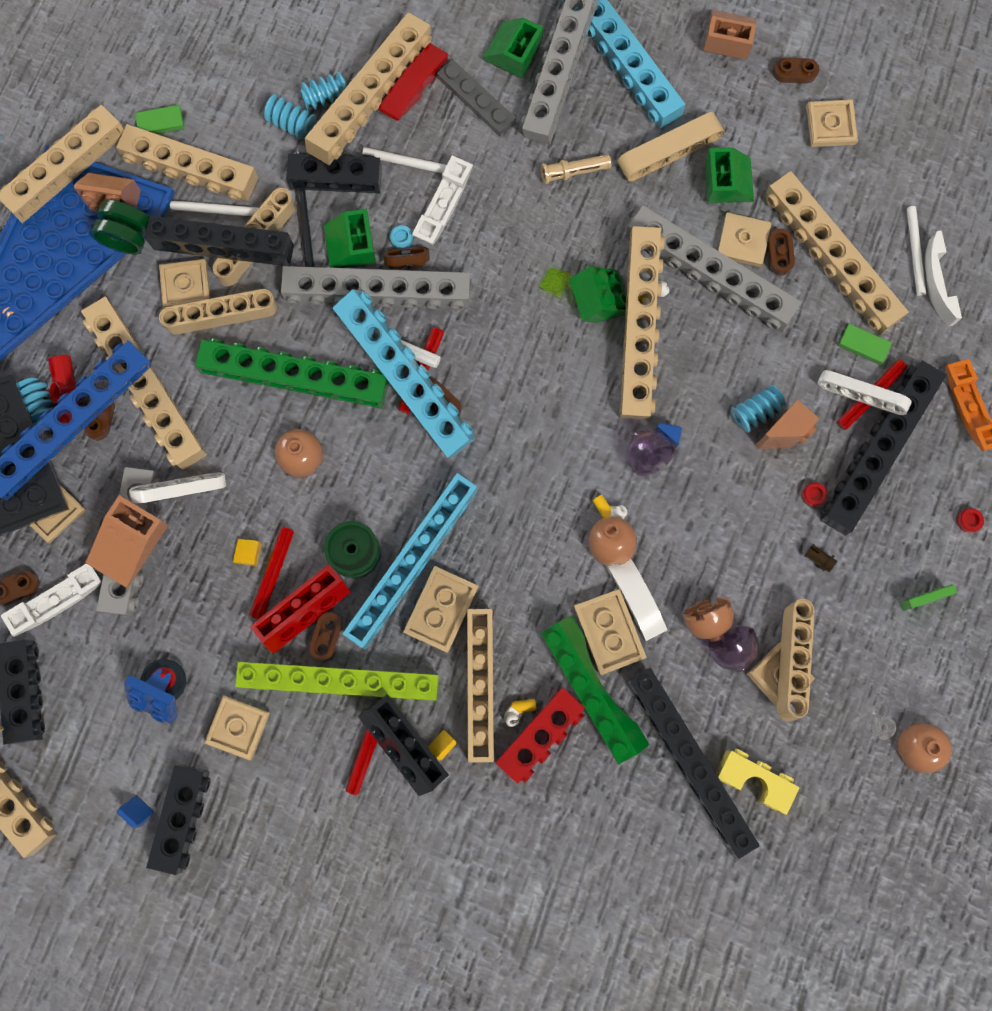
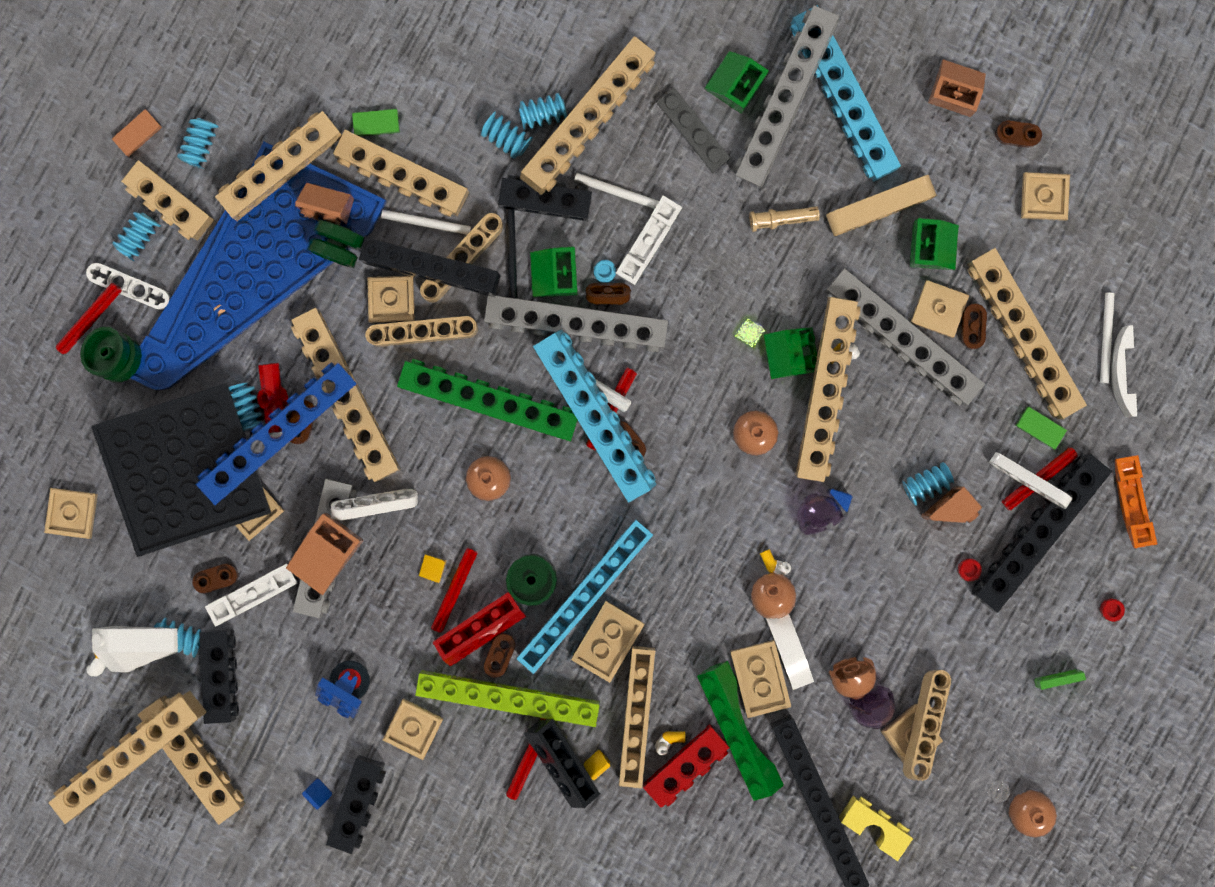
camera: 10 degrees right, 10 degrees up
(412, 82) = (632, 109): red slope -> none
(573, 378) = (755, 433): none -> nougat cylinder
(821, 558) = (966, 631): dark brown pin -> none

